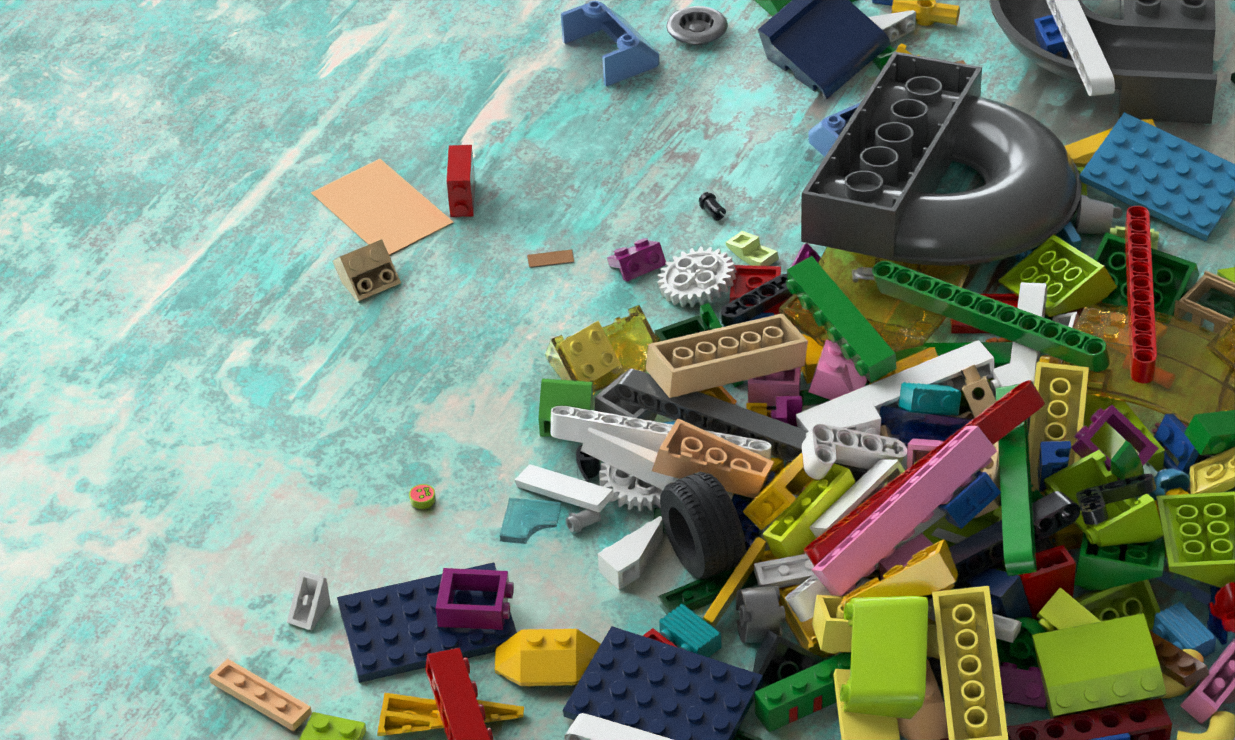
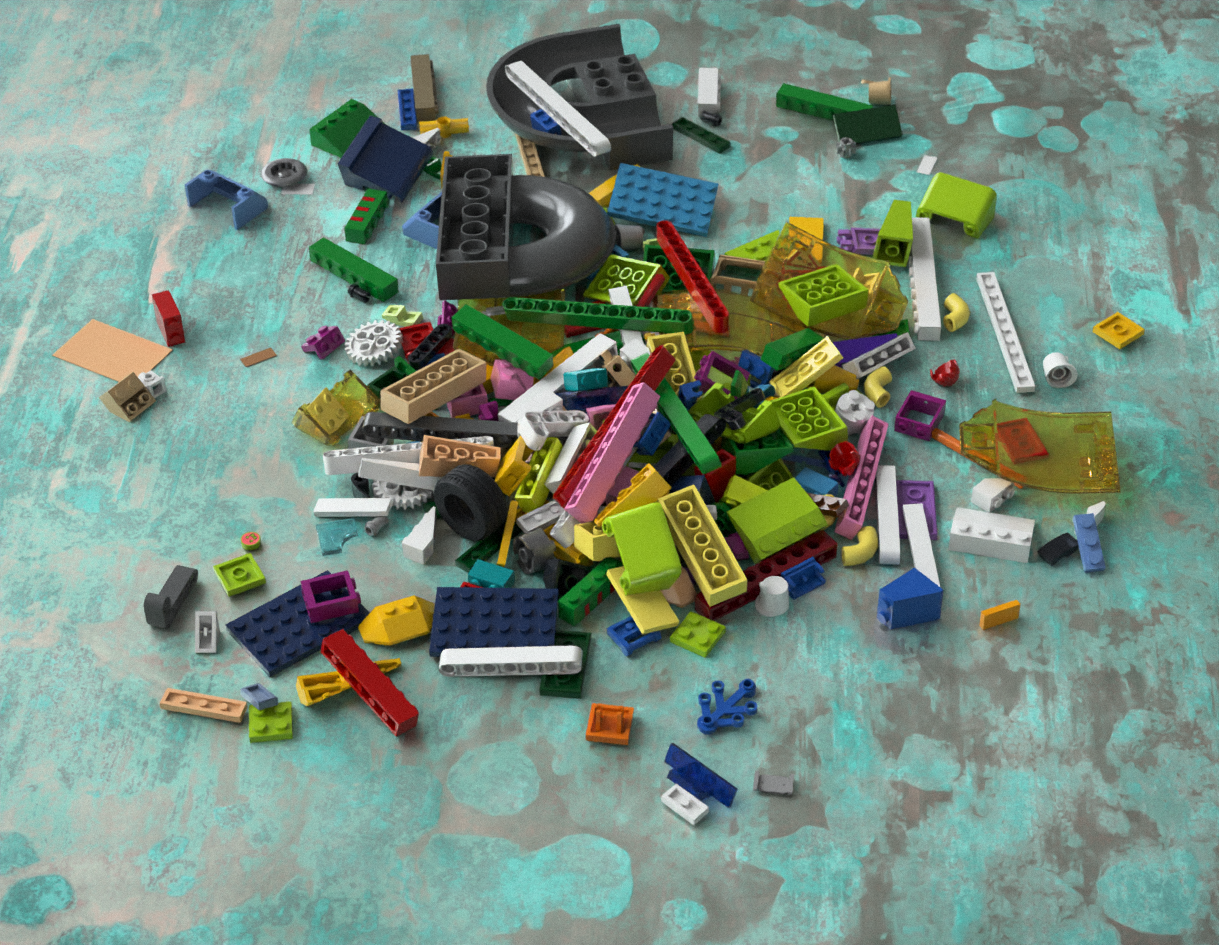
camera: 25 degrees left, 0 degrees up
(278, 553) = (163, 607): none -> dark grey beam
(328, 704) = (259, 696): none -> sand blue tile
(385, 537) = (239, 574): none -> lime plate
(404, 254) = (150, 380): none -> white brick
(562, 393) = (322, 443): bright green slope -> none
(707, 51) = (300, 189): none -> white sticker
(719, 173) = (353, 269): none -> green brick
(769, 106) = (366, 216): none -> green brick
(1019, 81) = (529, 157): none -> tan tile
(1077, 301) = (651, 291): none -> red axle

